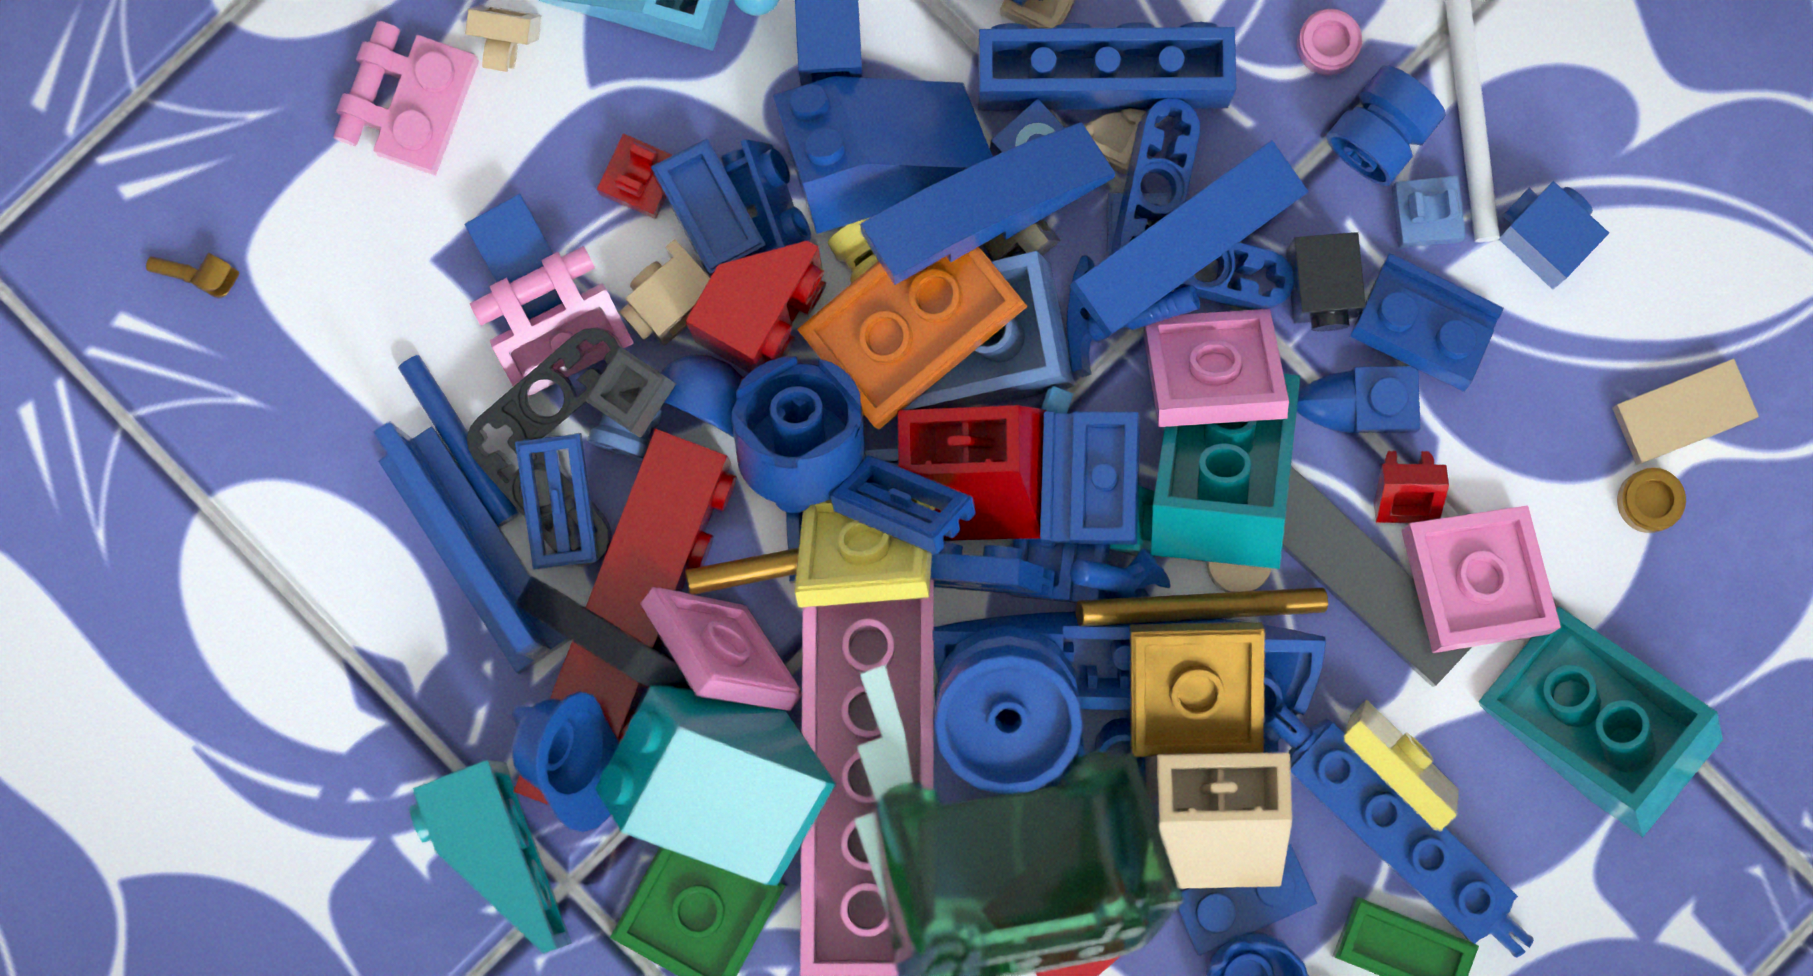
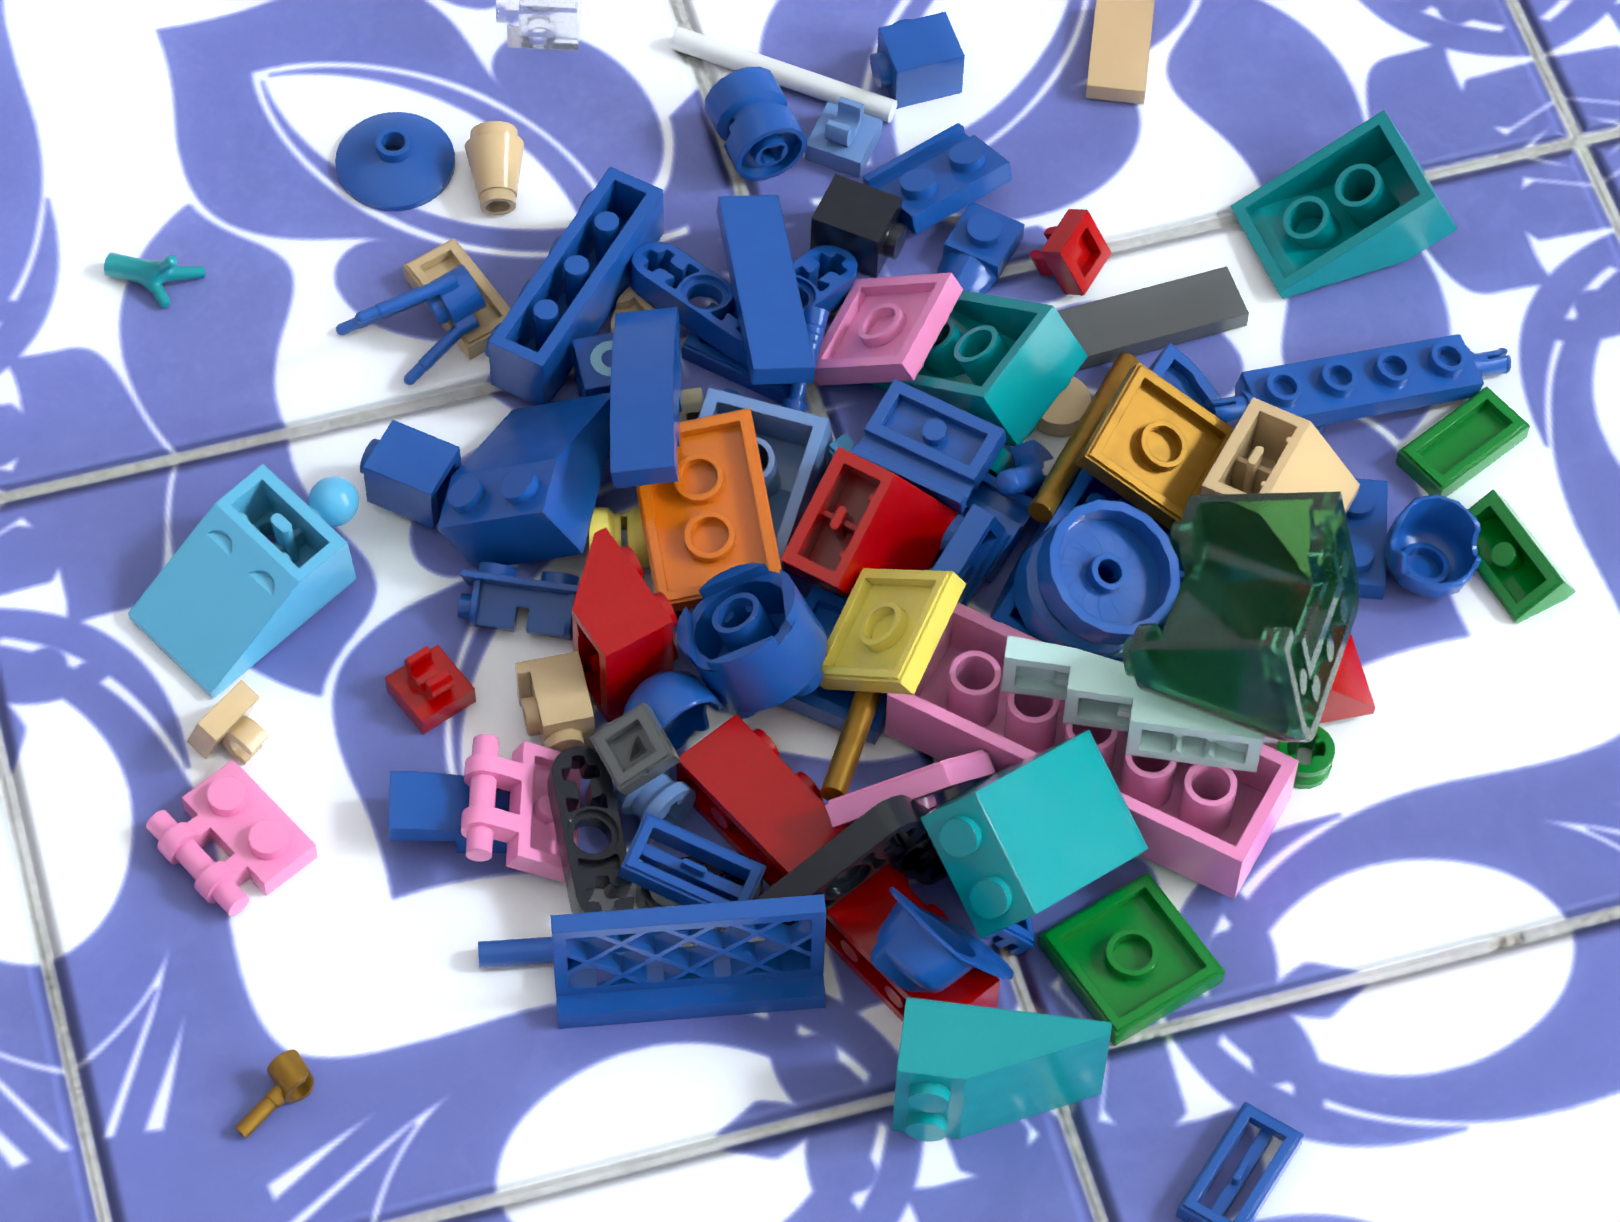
camera: 65 degrees left, 25 degrees down
(708, 206) = (500, 632): blue tile -> none
(894, 510) = (868, 581): blue tile -> none
(1329, 42) = (654, 139): bright pink tile -> none
(1403, 765) = (1308, 340): light yellow plate -> none
(1480, 578) = (1177, 235): bright pink plate -> none
(1651, 500) = (1179, 105): pearl gold tile -> none

